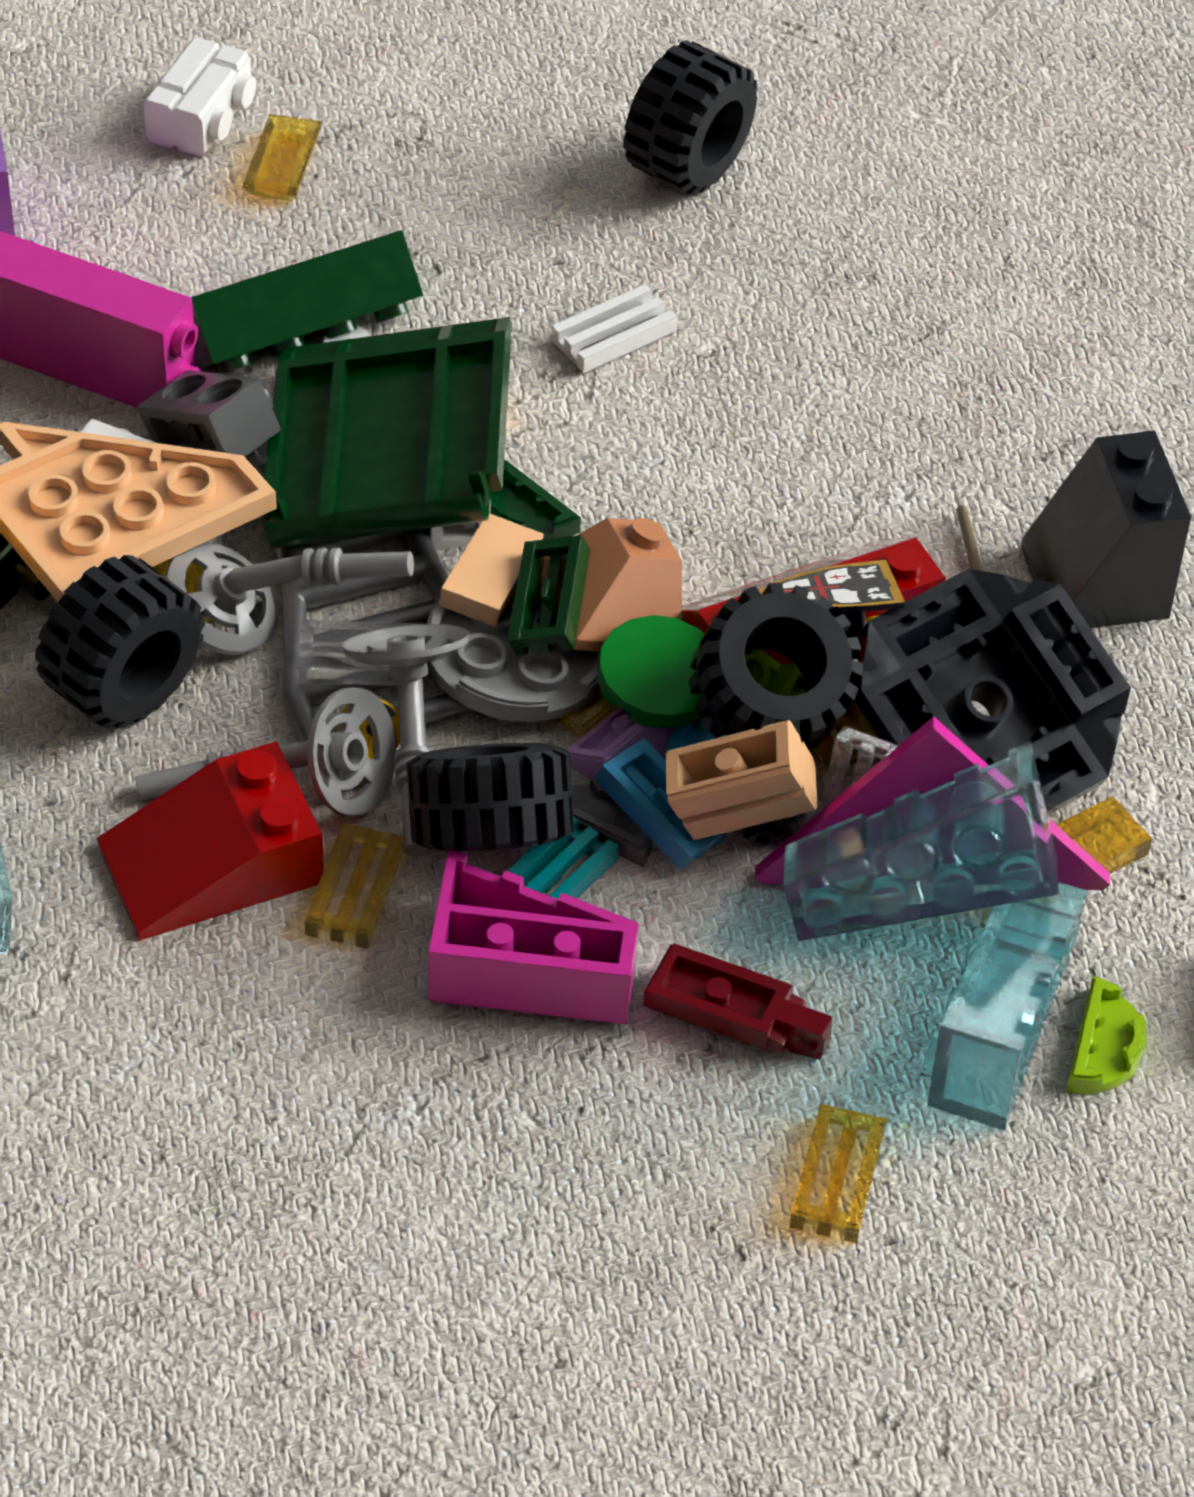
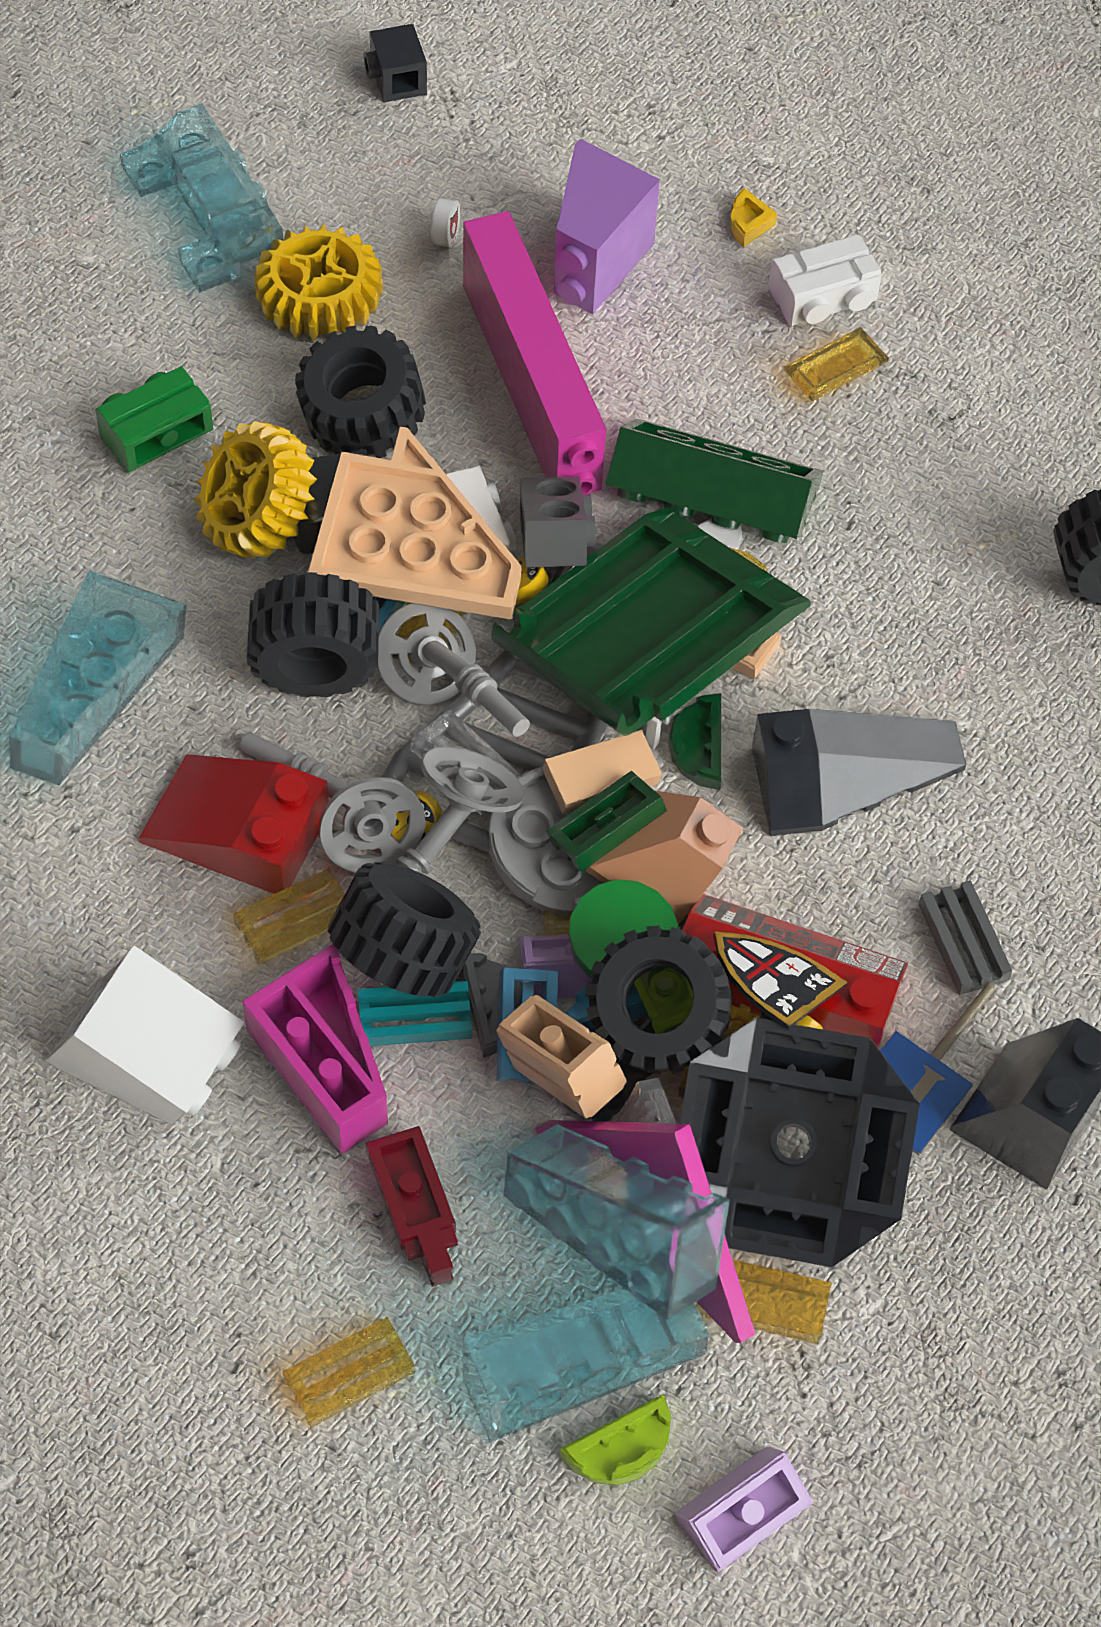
camera: 45 degrees right, 10 degrees up
(65, 95) = (750, 217): none -> yellow tile
(356, 1065) = (148, 1038): none -> white slope
(608, 323) = (911, 654): white tile -> none
(656, 437) = (837, 762): none -> wedge
(905, 483) = (950, 899): none -> dark grey tile

